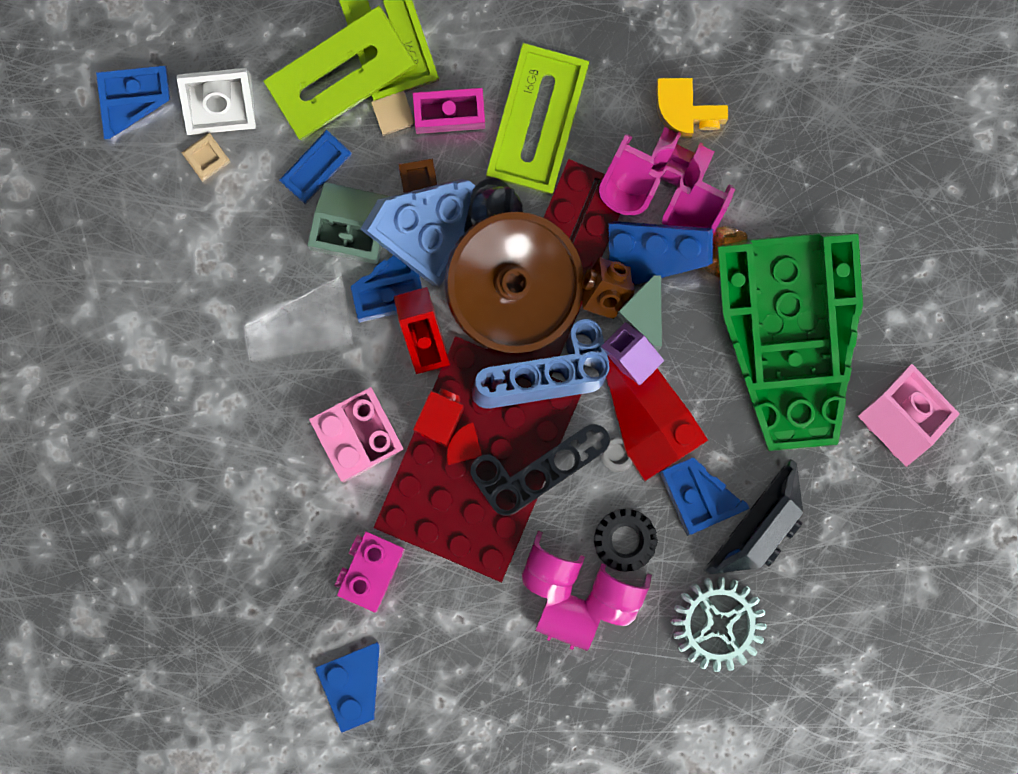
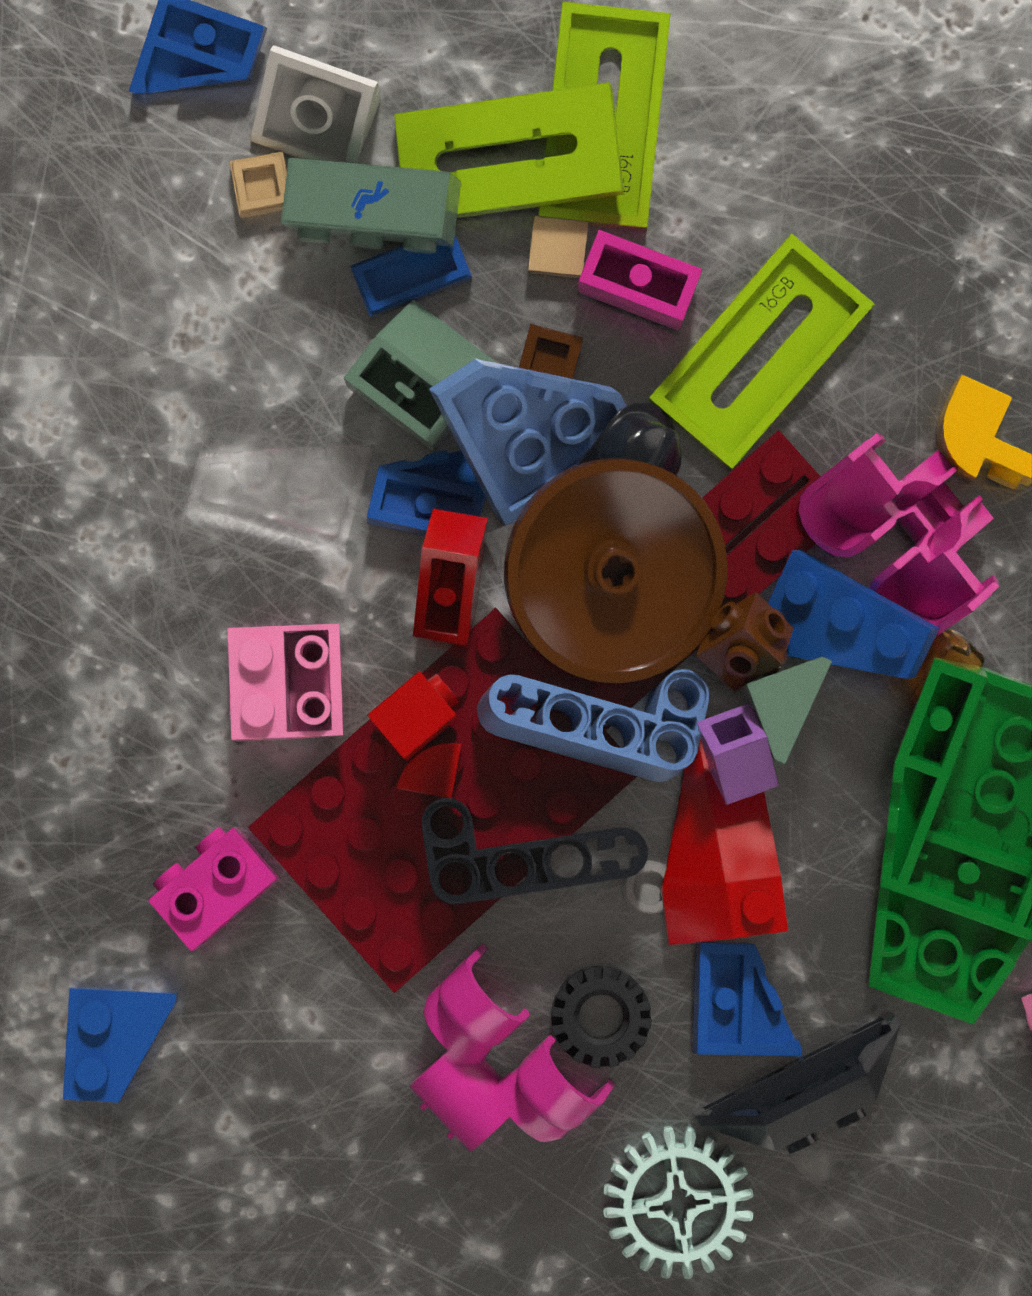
camera: 30 degrees right, 0 degrees up
(275, 139) = (370, 204): none -> sand green brick

